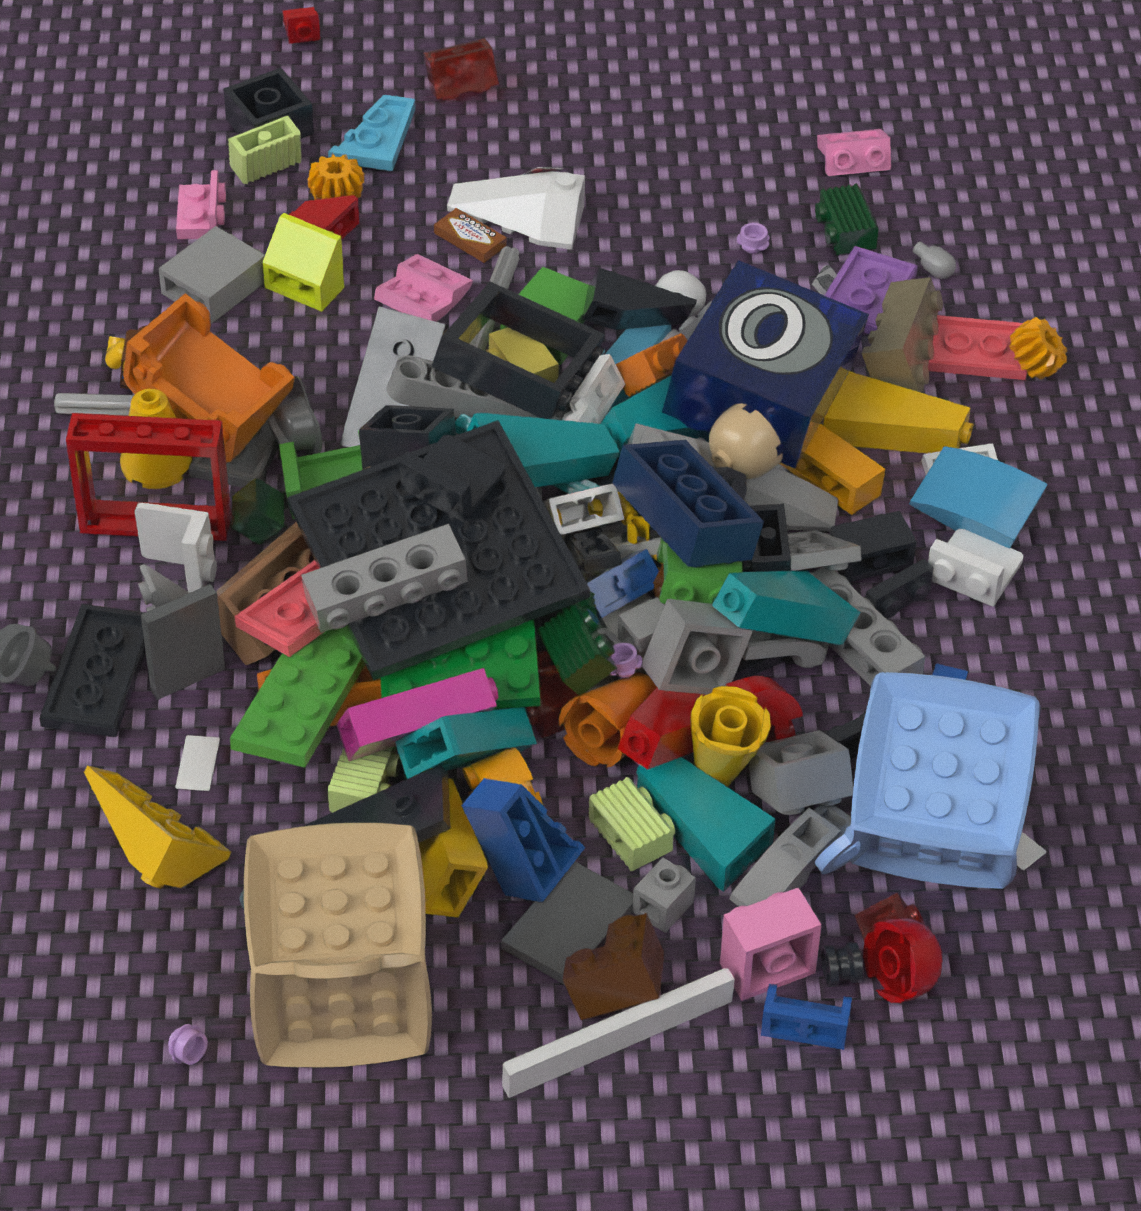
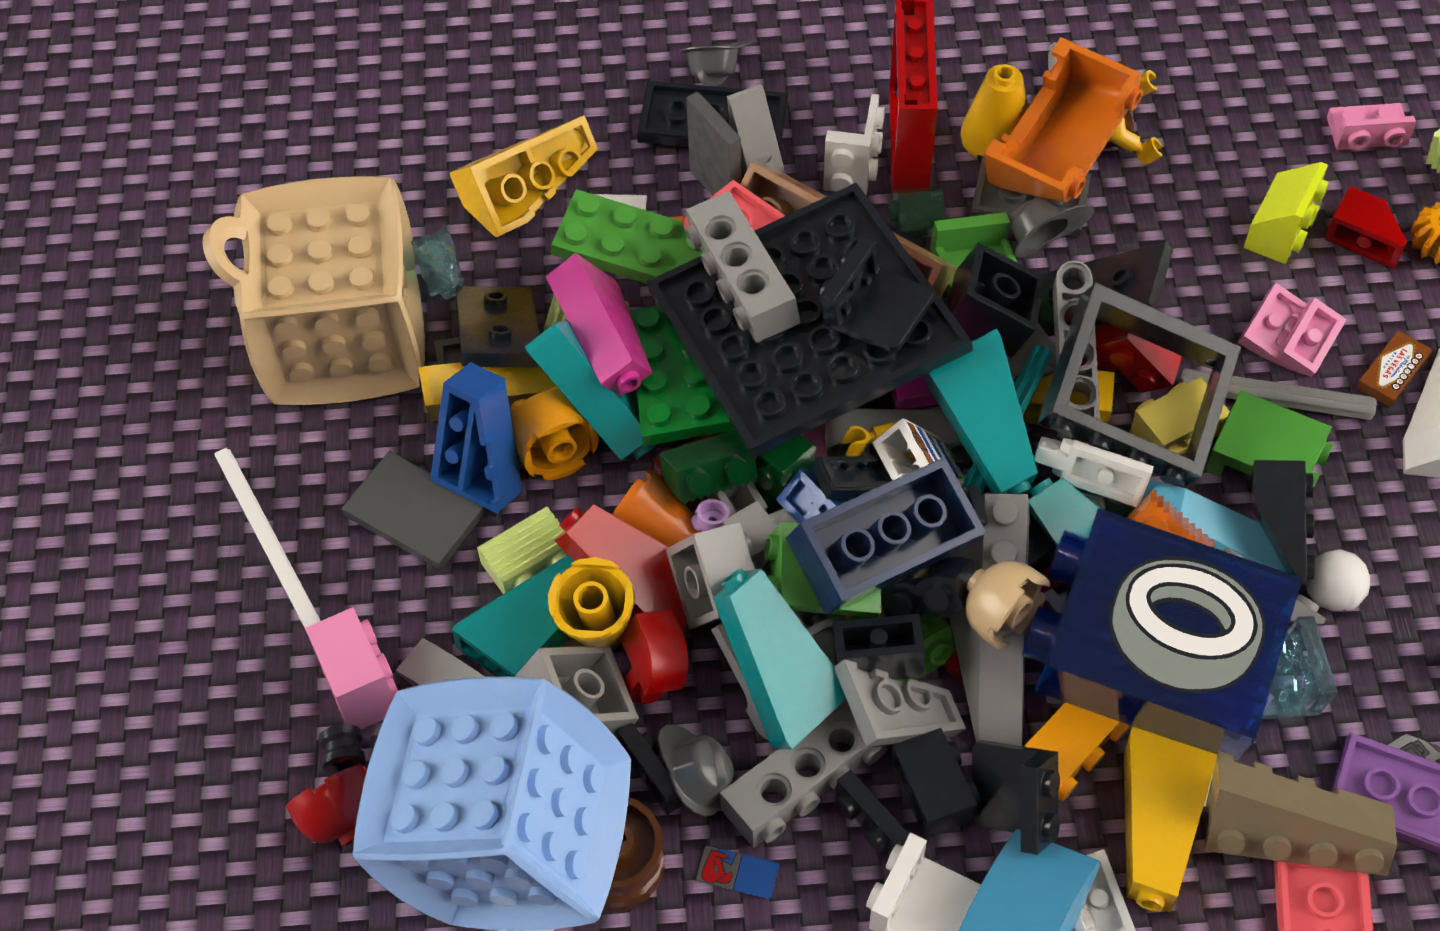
camera: 90 degrees right, 10 degrees up
(214, 272) = (1262, 140): light grey brick -> none
(620, 972) = (330, 544): reddish brown brick -> none
(664, 894) = (436, 584): light grey brick -> none
(805, 1020) = (283, 717): blue hinge -> none
(852, 690) = (696, 768): none -> dark grey piece
(888, 479) = (1017, 792): none -> black bracket

